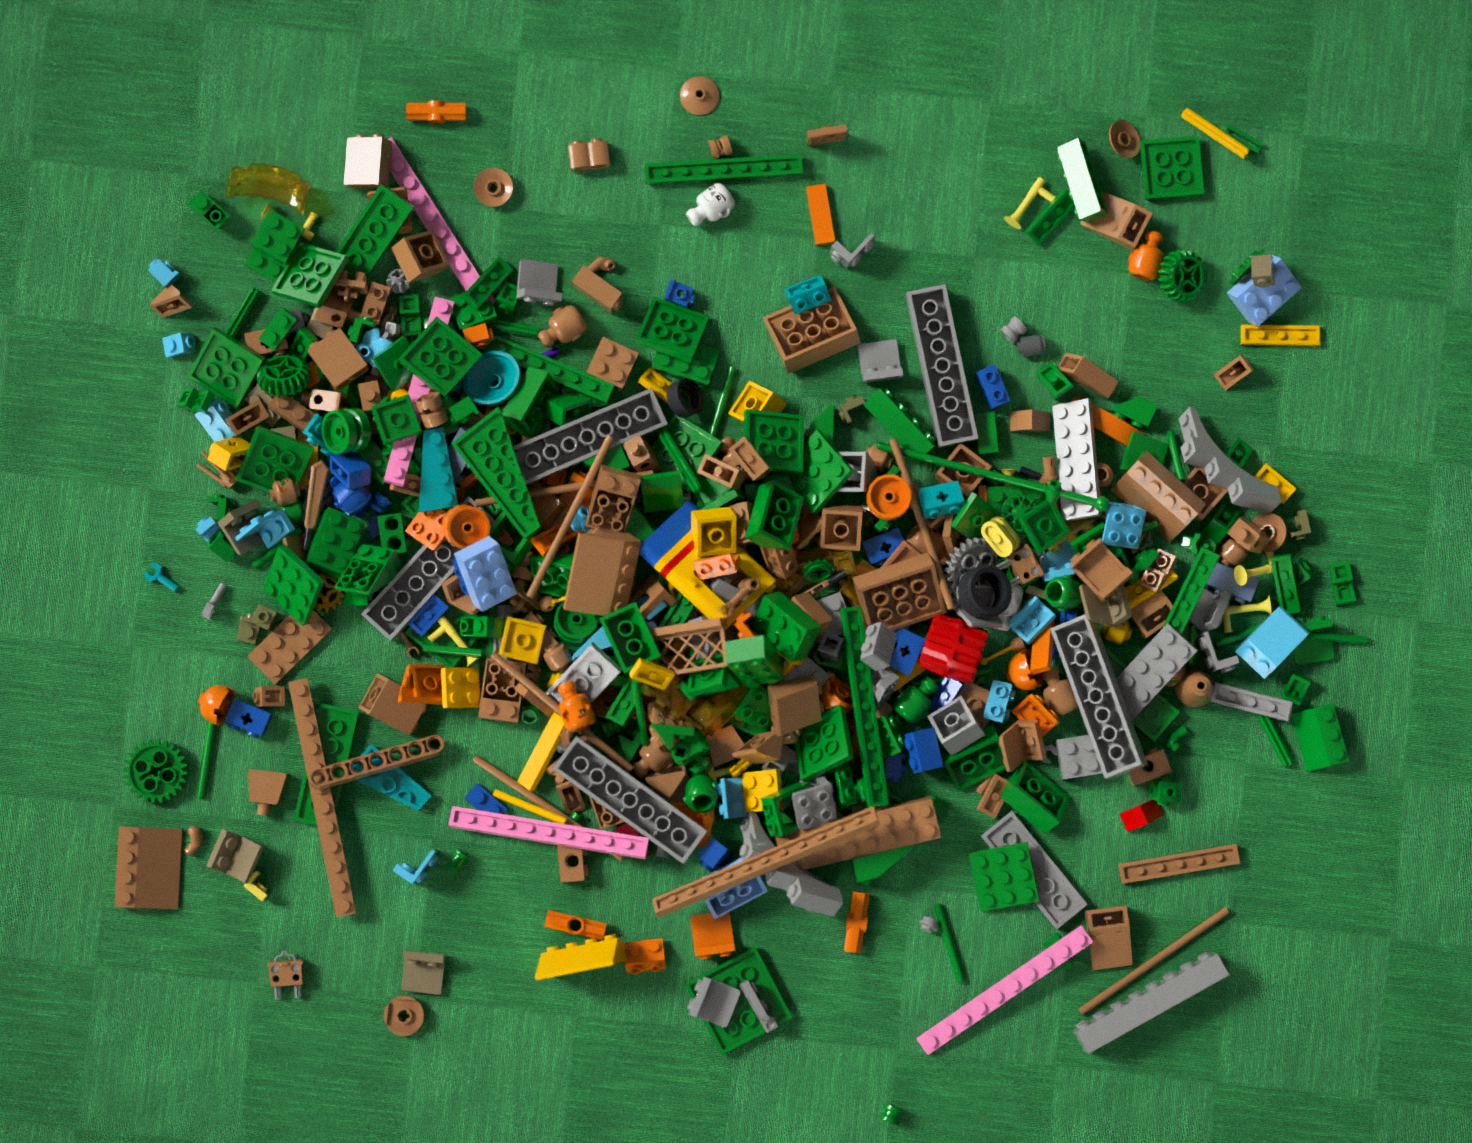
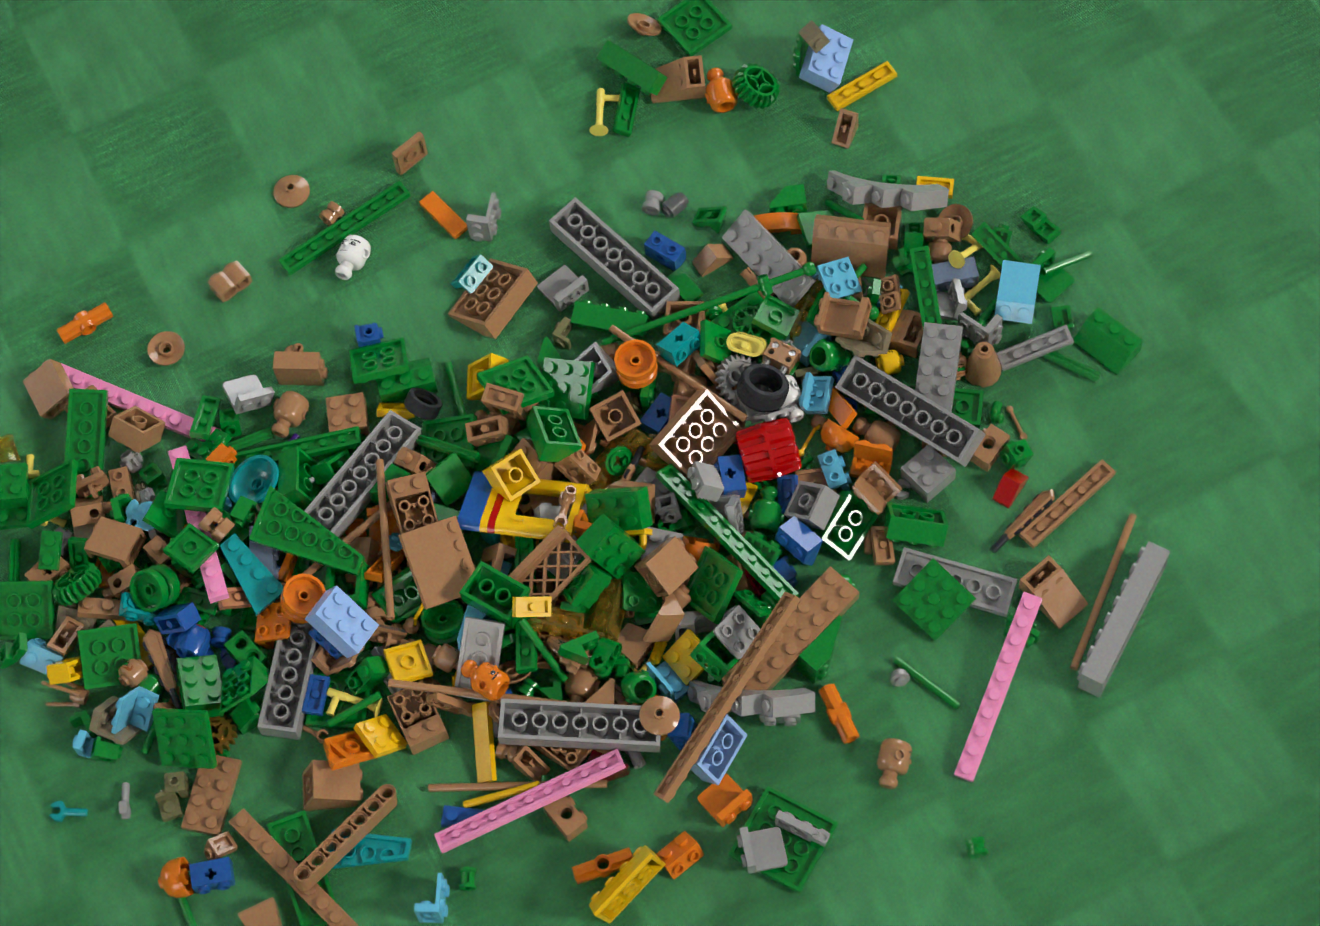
camera: 20 degrees left, 20 degrees down
(530, 714) = (453, 722): green plate -> none
(697, 827) = (659, 724): none -> medium nougat dish
(717, 566) = (530, 495): orange bracket -> none
(873, 995) = (893, 761): none -> medium nougat piece
(1087, 374) = (734, 196): medium nougat slope -> none
(1145, 849) = (1030, 512): none -> medium nougat sword
(1185, 774) = (1009, 409): none -> medium nougat hinge
(1301, 521) = (977, 201): olive bracket -> none

